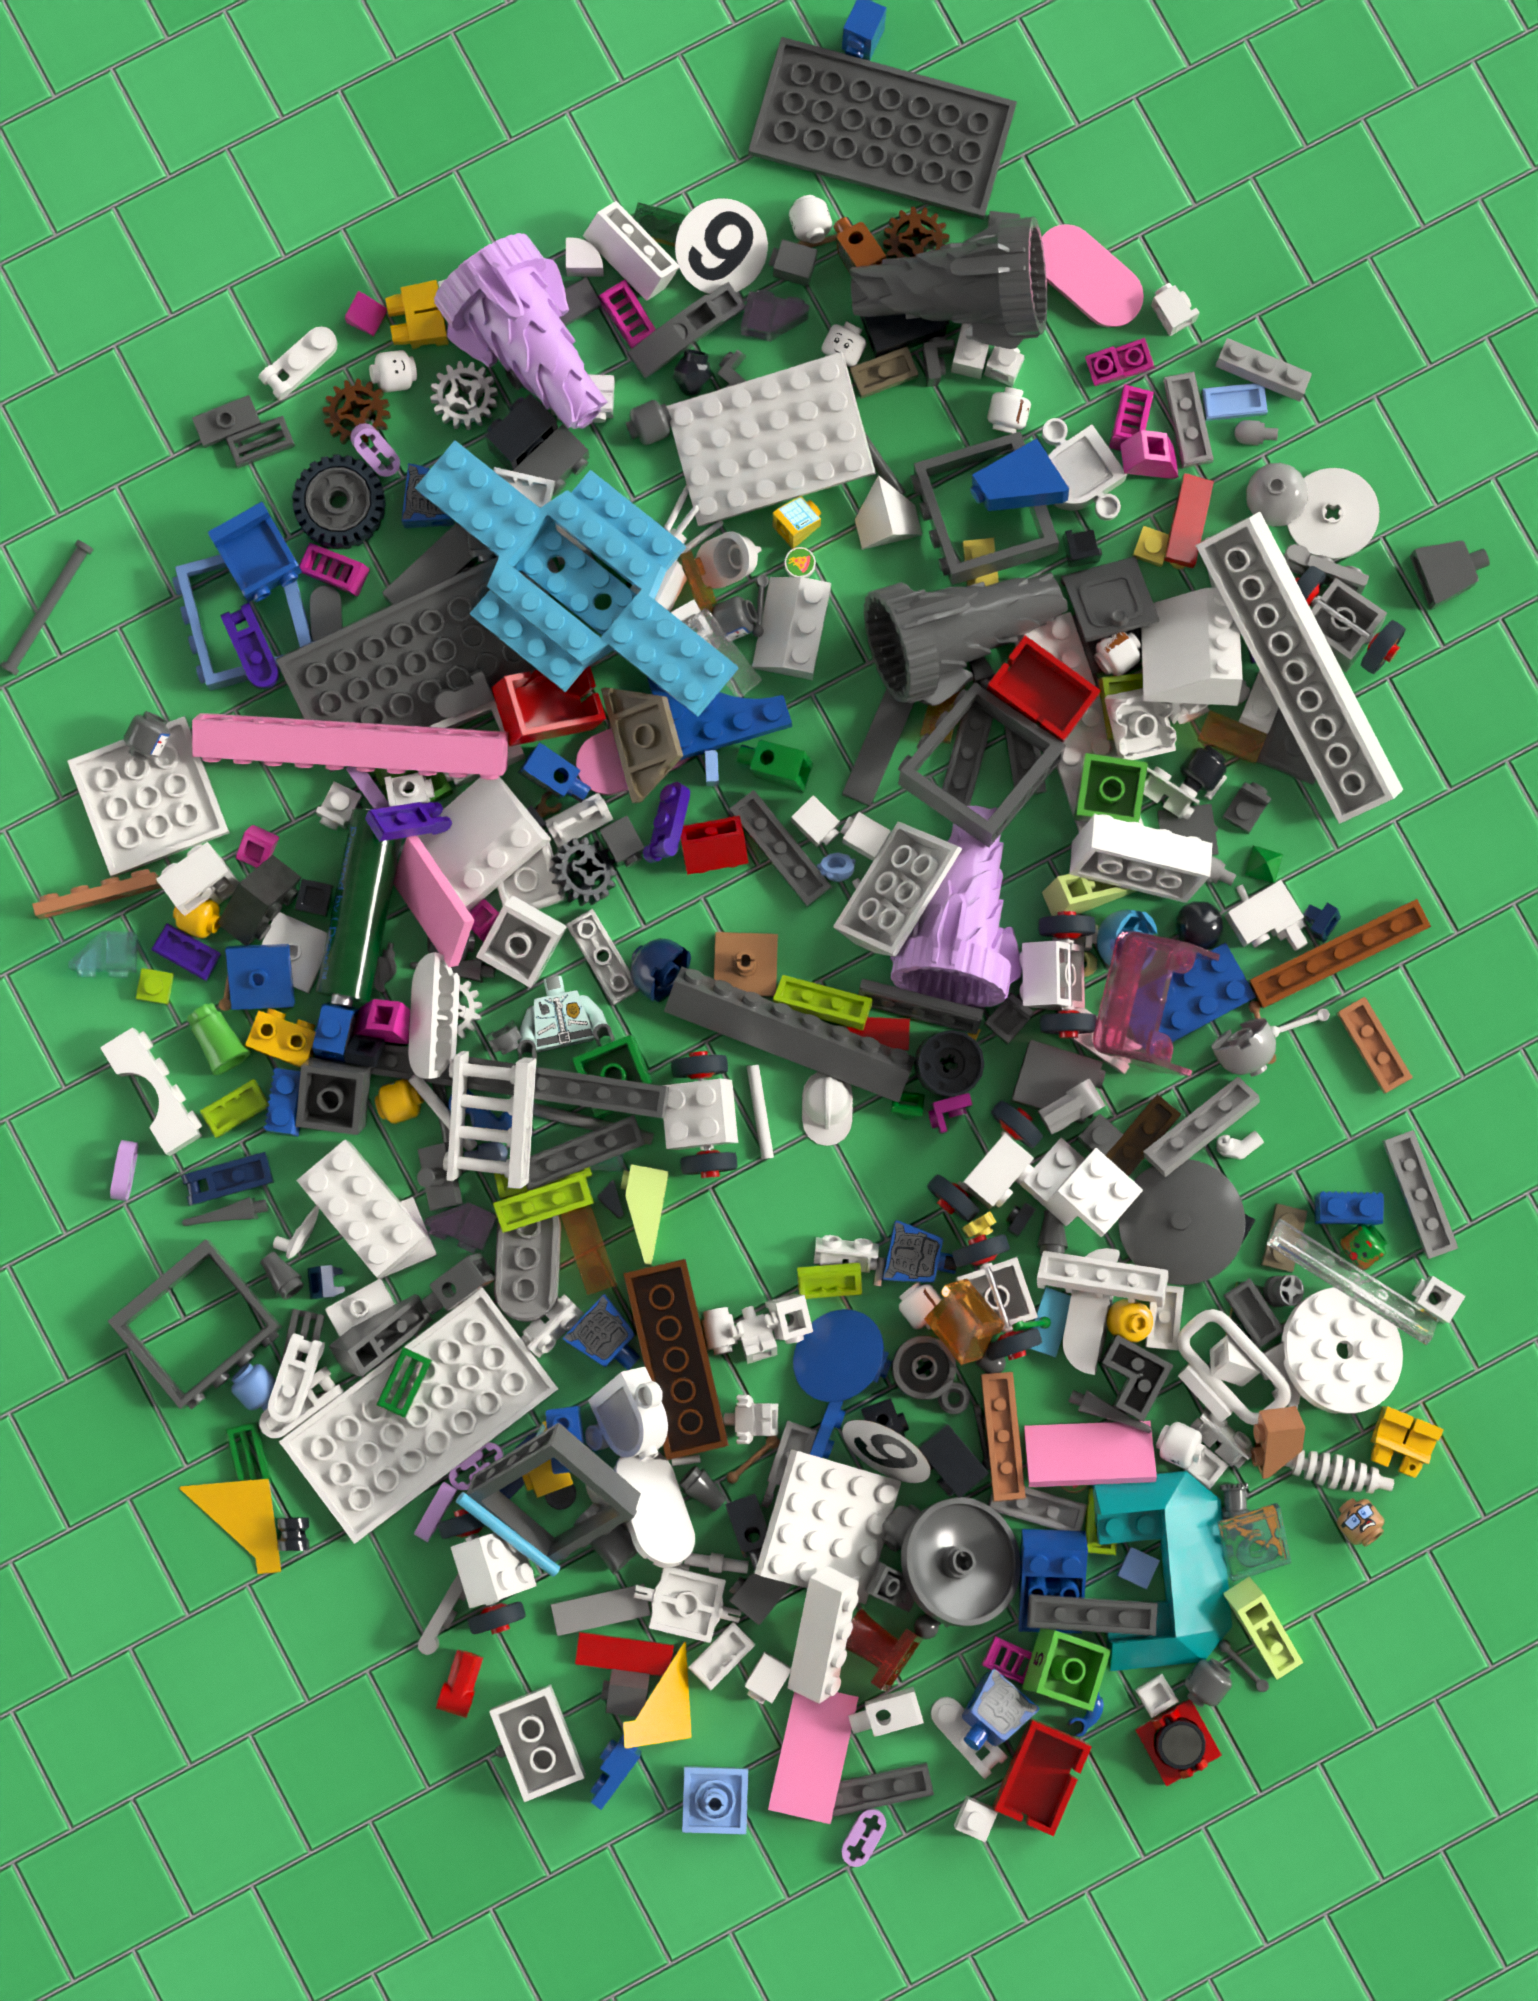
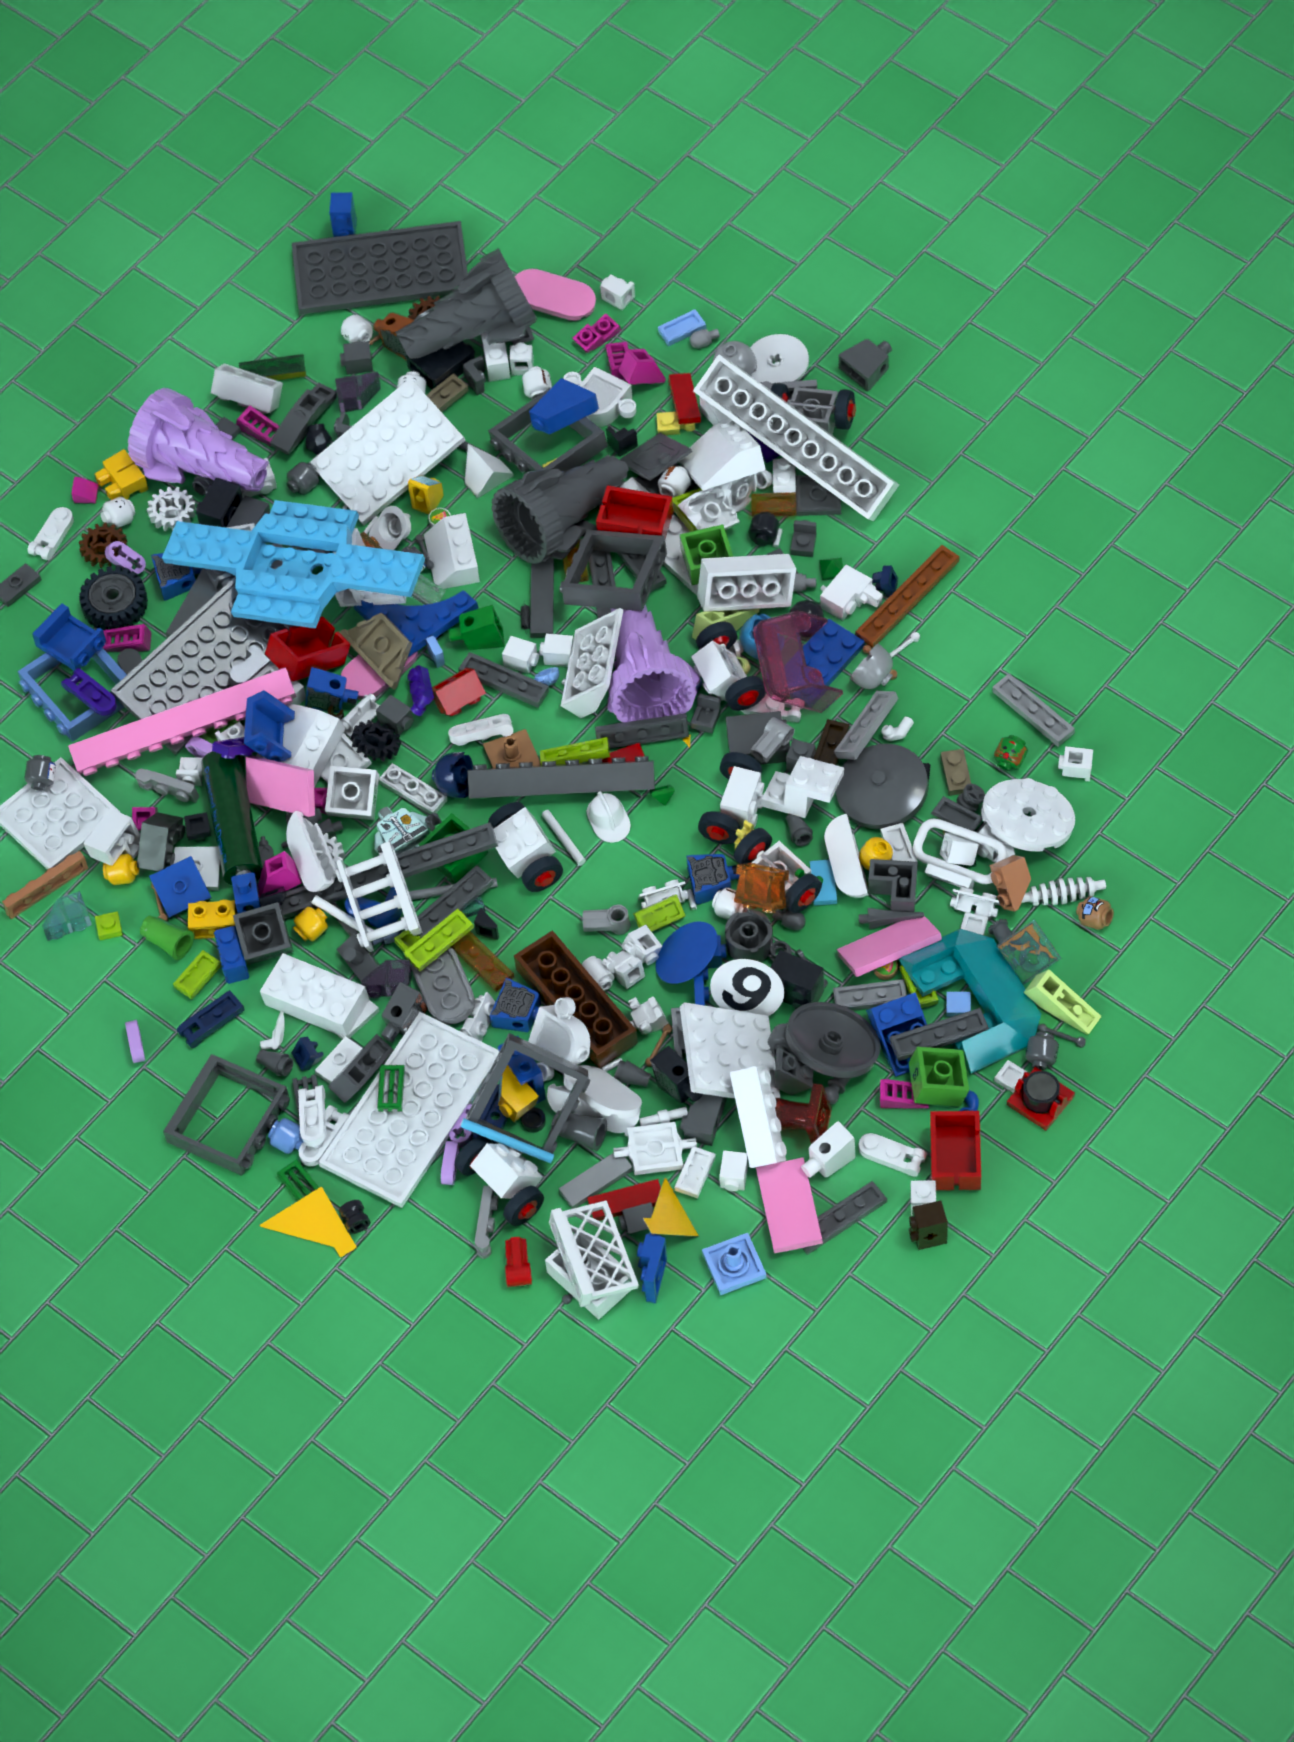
camera: 15 degrees left, 25 degrees down
(173, 1124) = (112, 970): white arch -> none
(186, 952) = (122, 895): dark purple plate -> none
(241, 1210) = (226, 1036): dark grey piece -> none
(265, 452) = (47, 590): dark grey tile -> none
(298, 815) = (166, 785): none -> light grey hinge
(445, 812) = (266, 726): none -> blue panel
(504, 1038) = (366, 847): dark grey plate -> none
(521, 1738) = (574, 1261): none -> white fence
(582, 259) = (217, 406): white brick -> none
(645, 1199) = (508, 915): yellowish green slope -> none
(720, 245) = (303, 362): white sticker -> none
(721, 911) = (481, 729): none -> white plate
(757, 1258) = (605, 920): none -> light grey piece
(846, 763) = (525, 617): none -> dark grey piece
(870, 1841) = (845, 1245): lavender beam -> none
(953, 1106) = (691, 780): magenta bracket -> none
(963, 1865) = (928, 1225): none -> dark brown brick
(965, 1055) = (679, 741): black wheel -> none
(995, 1711) = (904, 1123): torso -> none
(1003, 1437) = (822, 954): nougat plate -> none
(1019, 1218) = (772, 825): black plate -> none
(1102, 1277) = (843, 830): white hinge -> none
(1179, 797) = (741, 545): white hinge -> none
(1180, 1445) = (948, 915): white head -> none
(1188, 419) = (661, 352): light grey tile -> none
(1263, 369) = (691, 301): light grey plate -> none
(1349, 1208) = (986, 734): blue brick -> none
(1352, 1281) = (1014, 771): clear tile -> none
(1374, 1045) = (957, 638): nougat plate -> none
(1405, 1436) = (1088, 857): yellow hips -> none

